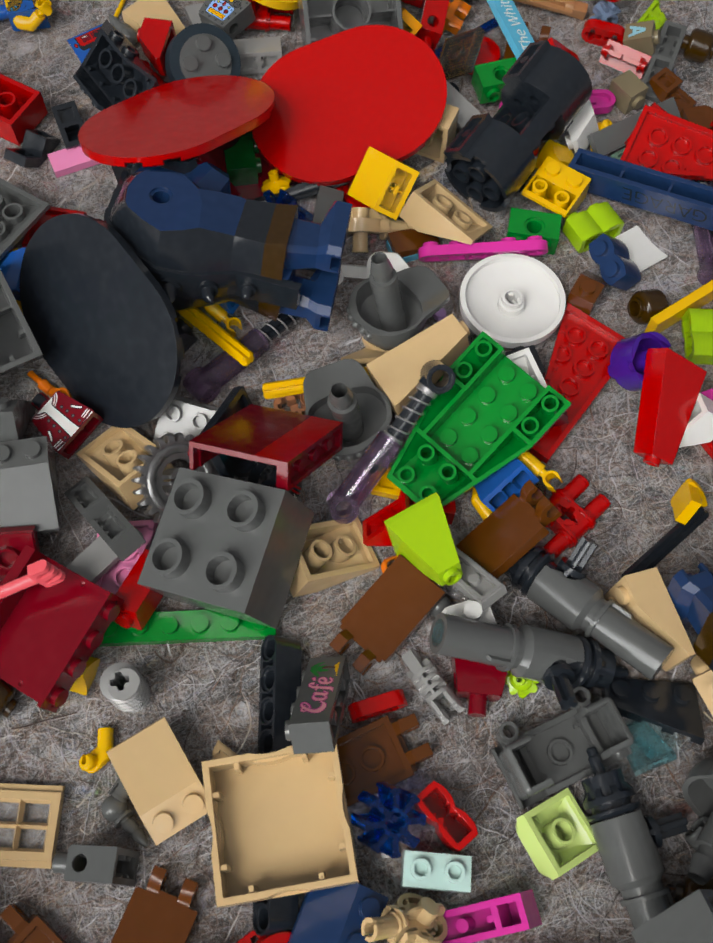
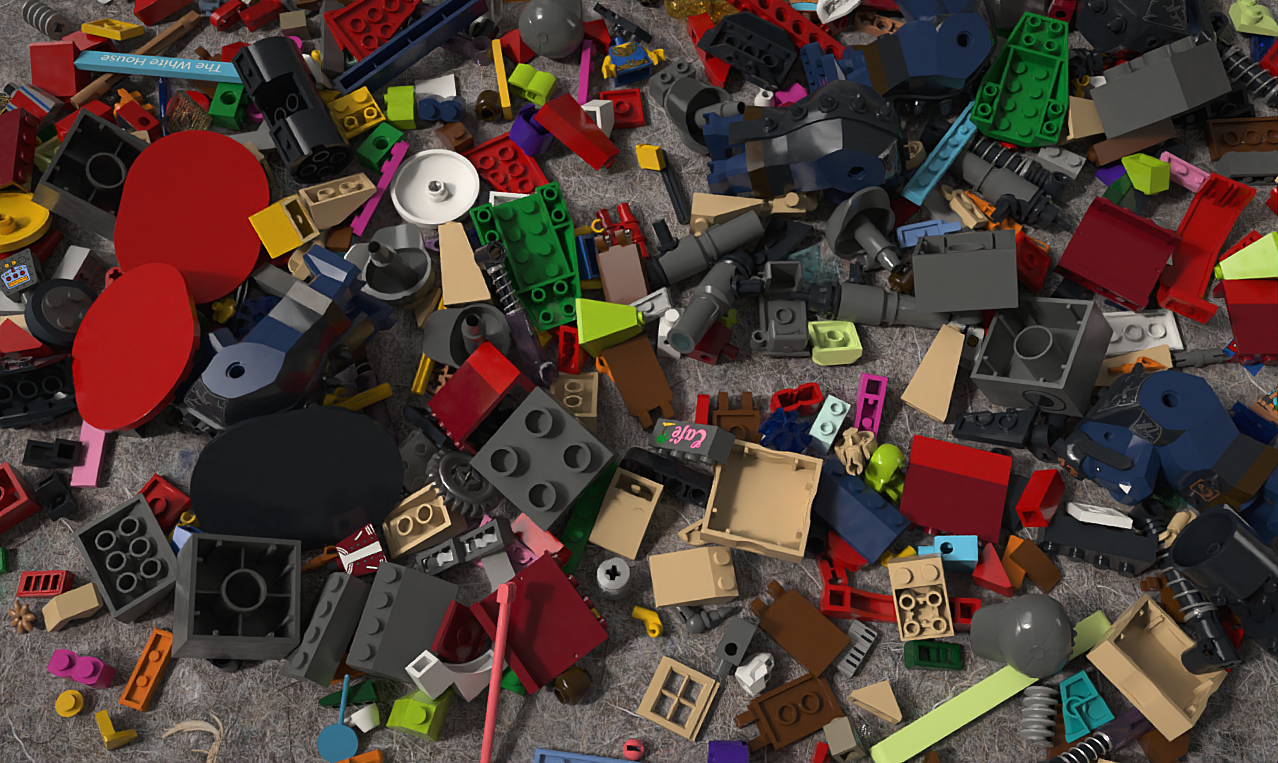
camera: 65 degrees left, 0 degrees up
(73, 907) = (755, 672): none -> white rock
(214, 670) = (626, 513): none -> tan slope
(431, 684) = (702, 374): light grey hinge -> none

